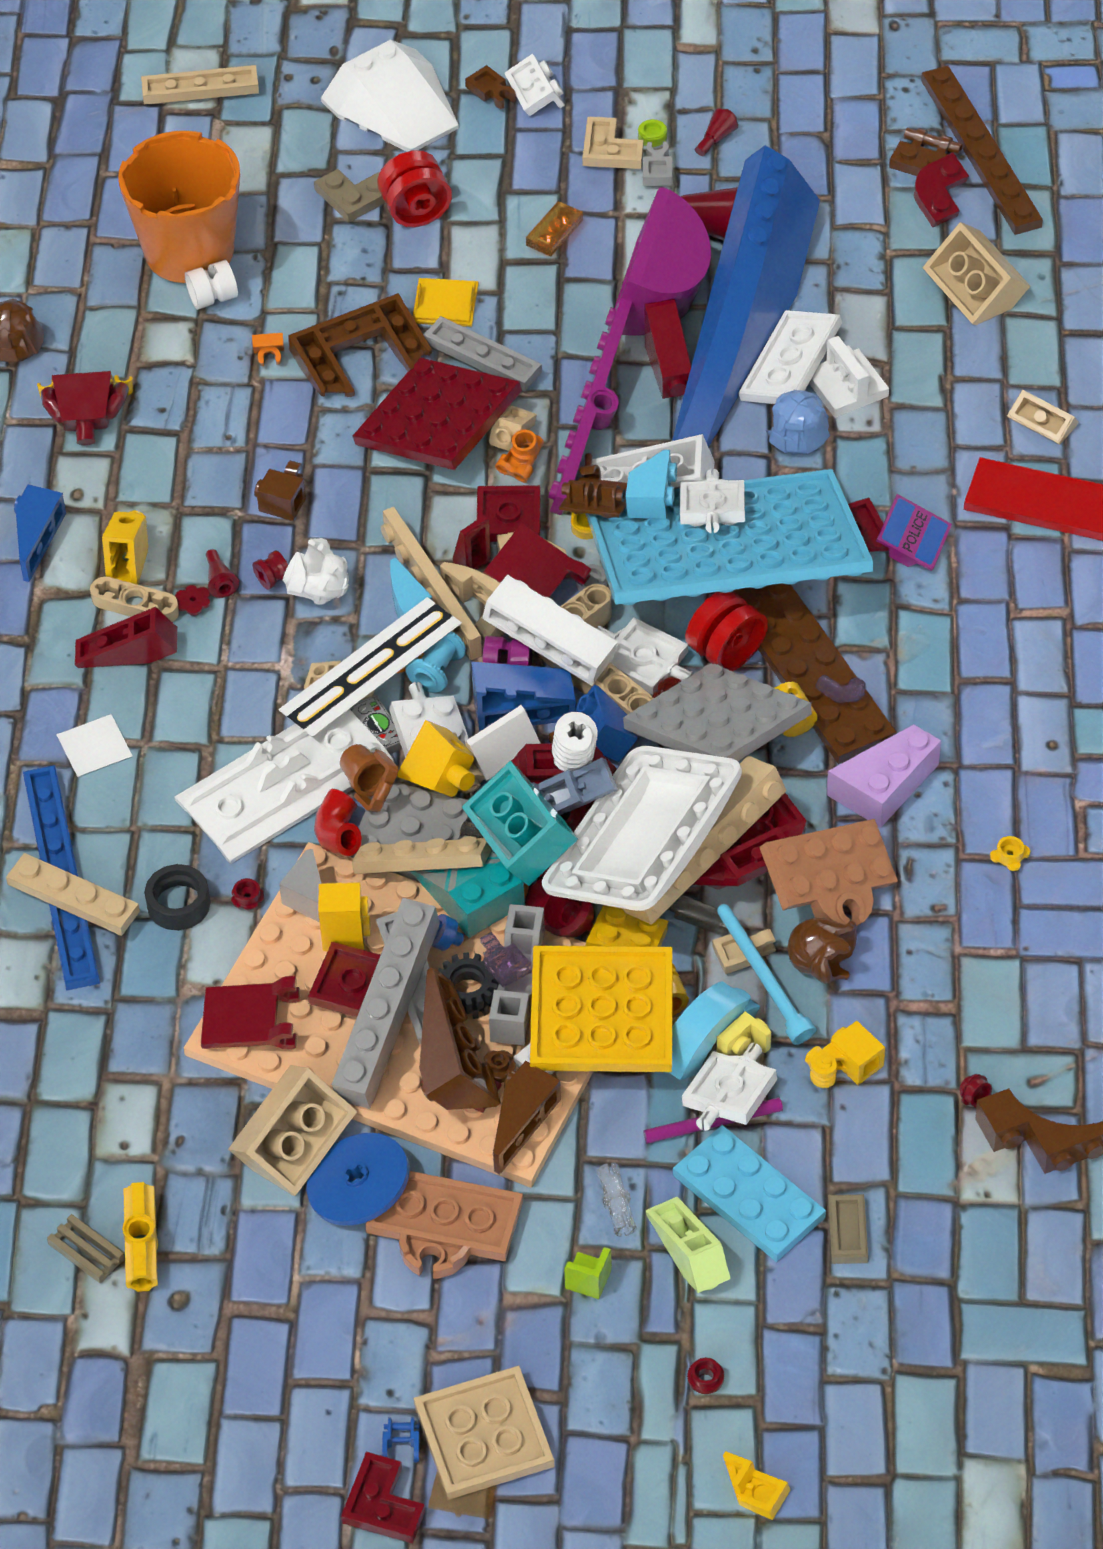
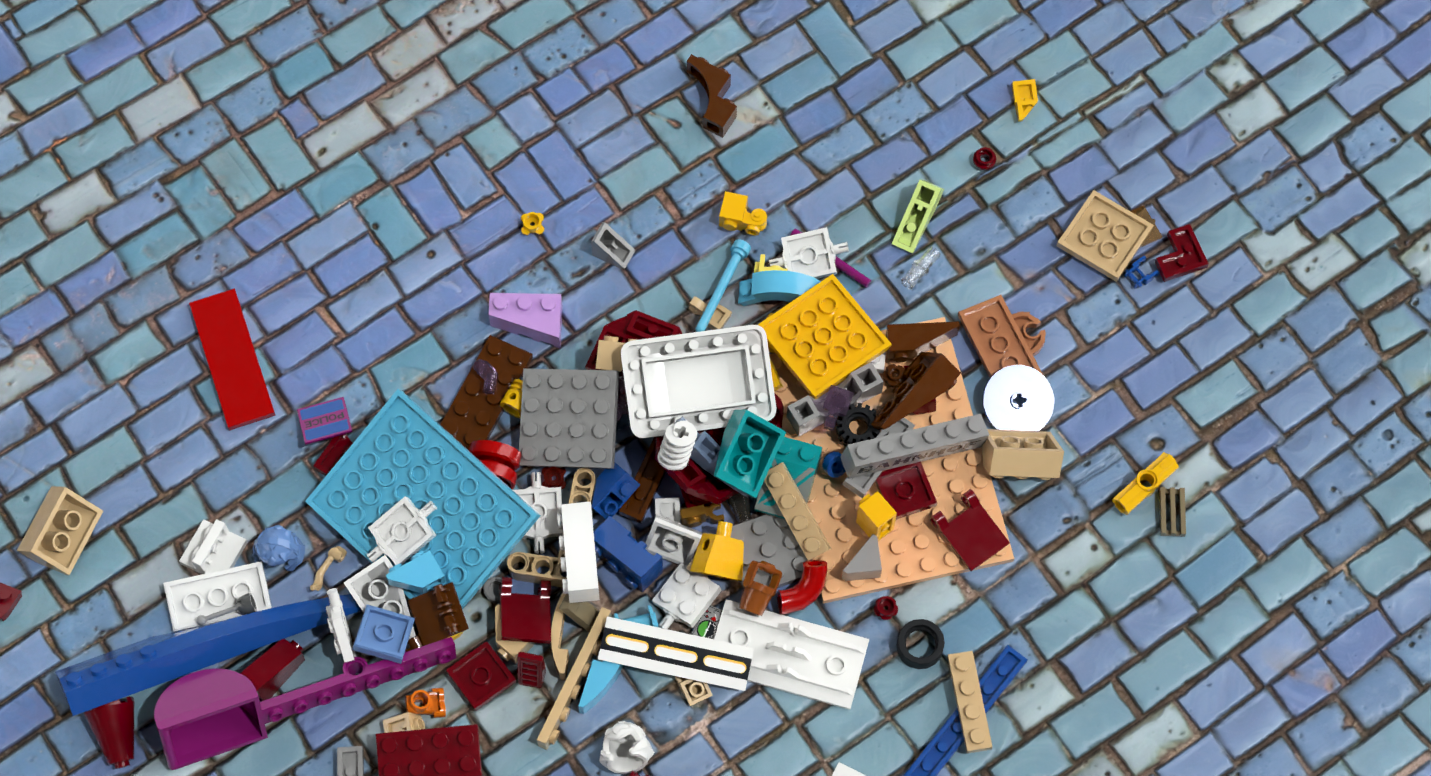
camera: 130 degrees left, 15 degrees up
(517, 652) = (609, 588): magenta wheel -> none
(588, 1274) = (975, 249): lime panel -> none
(617, 439) = (383, 634): none -> medium blue tile
(653, 407) = (339, 626): none -> white plate
(749, 1193) = (861, 210): medium azure plate -> none
(752, 469) = (336, 553): none -> tan piece
(760, 360) = (244, 604): none -> hinge
(820, 946) = (682, 267): reddish brown hair -> none
(830, 870) = (629, 290): nougat plate -> none
(847, 1229) = (842, 151): dark tan tile -> none
(912, 903) = (611, 247): none -> light grey slope
(974, 1088) = (709, 142): dark red plate -> none
(1042, 417) = (162, 416): tan slope -> none

